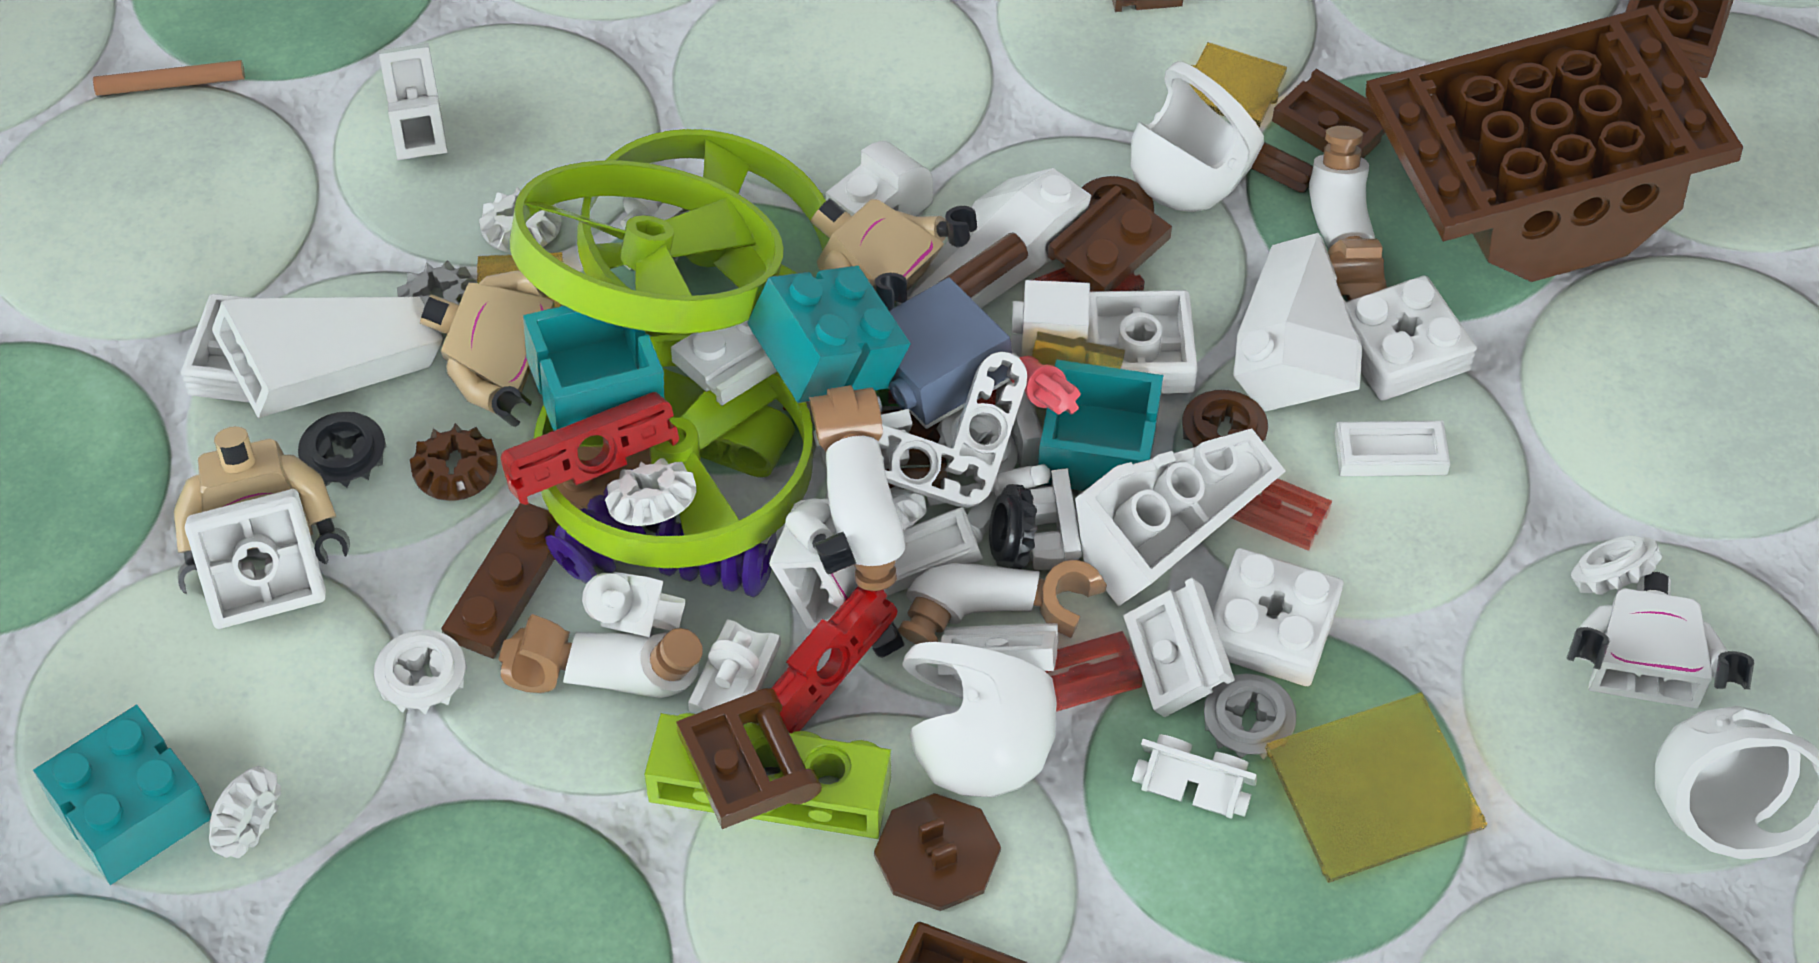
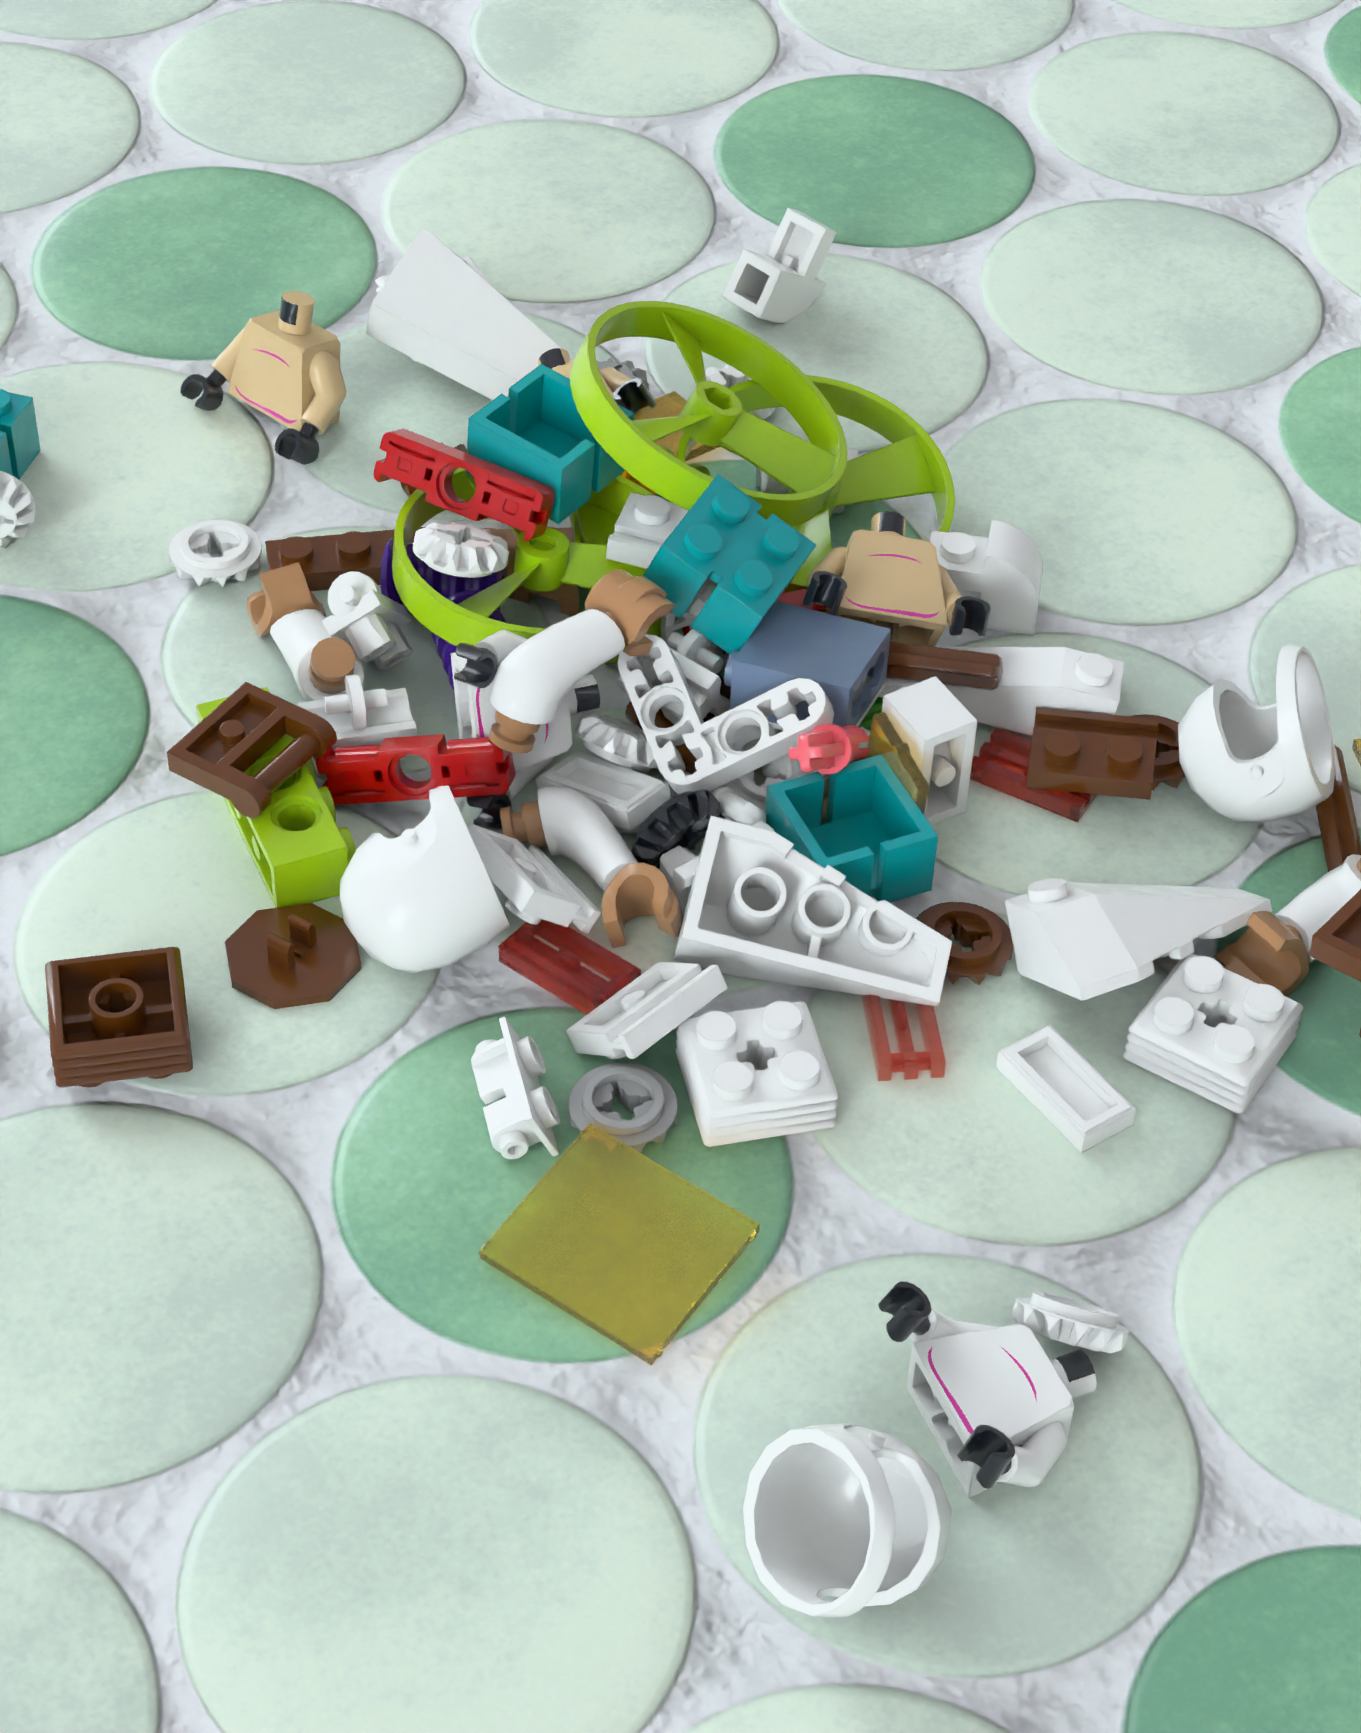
camera: 55 degrees right, 10 degrees down
(168, 78) = (685, 152): nougat bar -> none
(234, 588) = (229, 398): white brick -> none
(349, 431) = (380, 403): black gear -> none
(1151, 329) = (998, 829): white brick -> none

